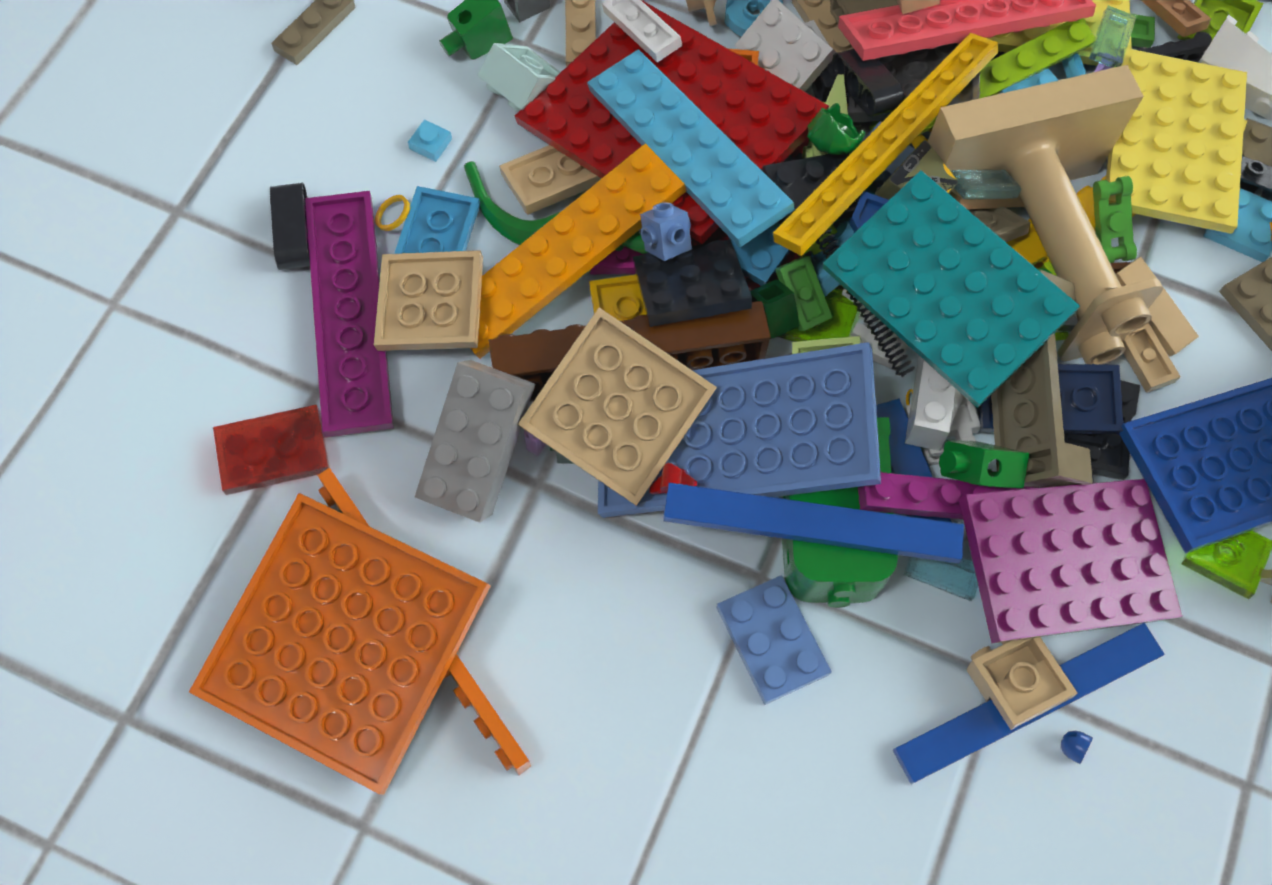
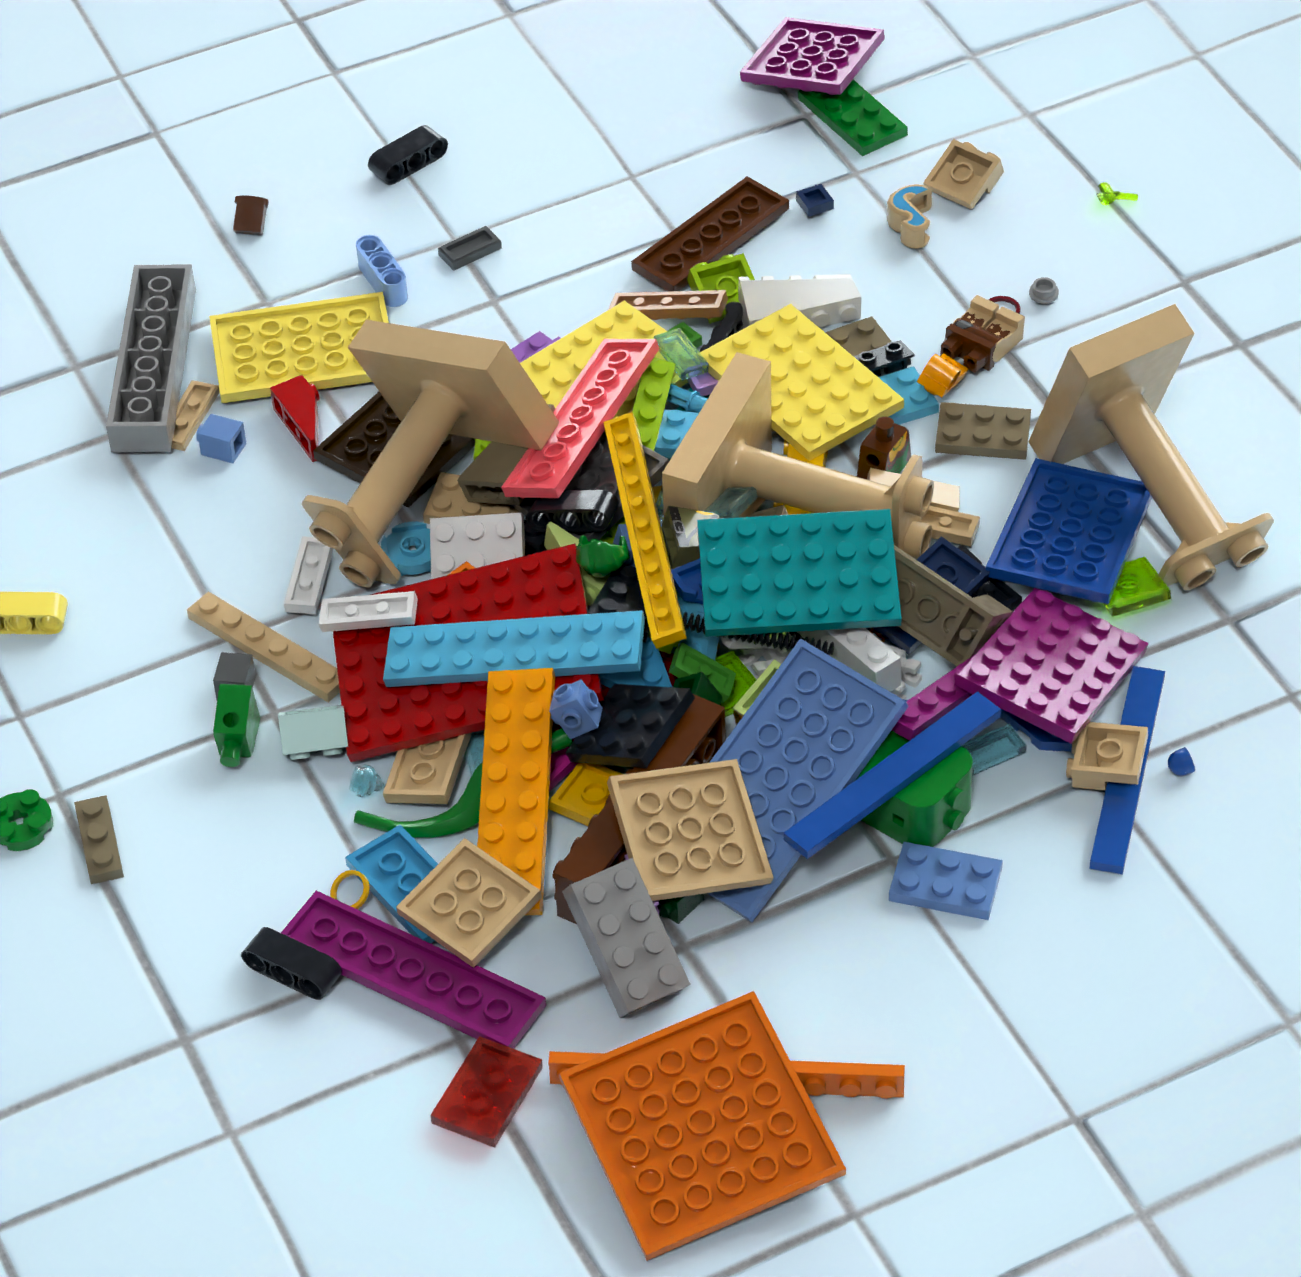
camera: 45 degrees left, 20 degrees down
(430, 140) = (303, 828): medium azure plate -> none
(504, 145) = (365, 781): none -> clear light blue plate
(671, 474) = (775, 841): red piece -> none
(970, 461) = (939, 659): green torso -> none
(1115, 218) = (826, 453): bright green plate -> none
(1173, 252) = (884, 448): none -> reddish brown torso

